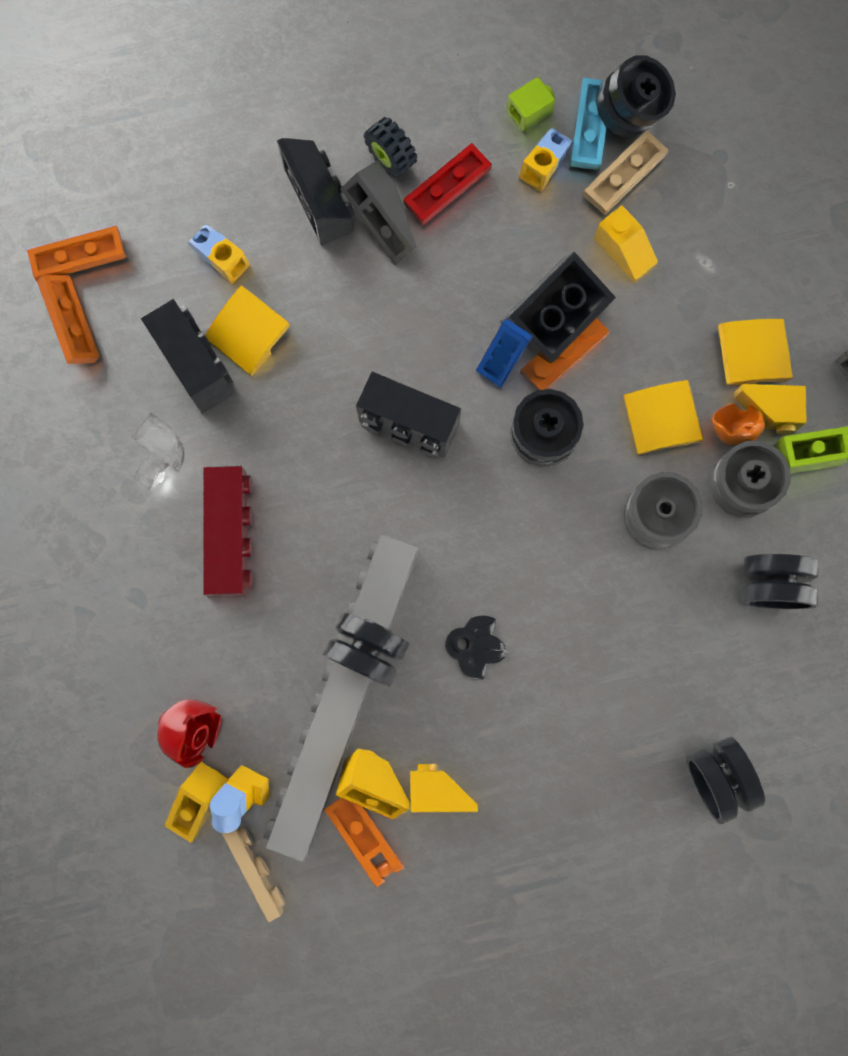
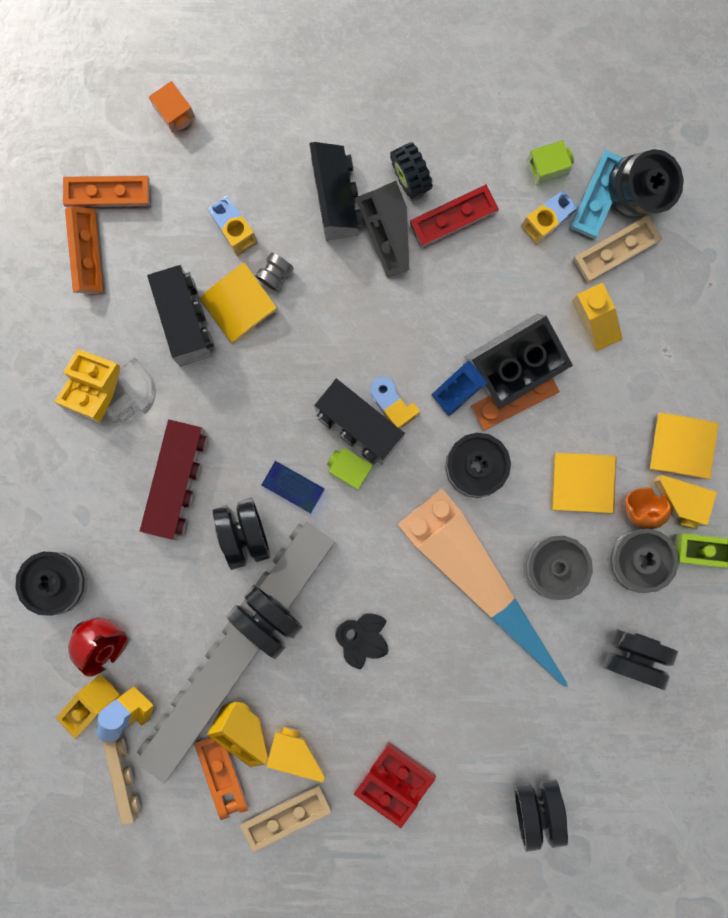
camera: 15 degrees right, 5 degrees up
(102, 675) = (34, 579): none -> black wheel
(110, 456) = (89, 385): none -> yellow slope
(123, 151) = (172, 107): none -> orange brick
(276, 287) = (275, 270): none -> flat silver wheel
(313, 567) = (236, 535): none -> black wheel
(356, 505) = (293, 487): none -> clear blue tile
(411, 468) = (349, 468): none -> lime brick
(426, 379) = (391, 405): none -> leg
(447, 865) = (286, 818): none -> tan plate
(545, 521) = (451, 545): none -> light nougat plate
(556, 794) = (394, 785): none -> red slope

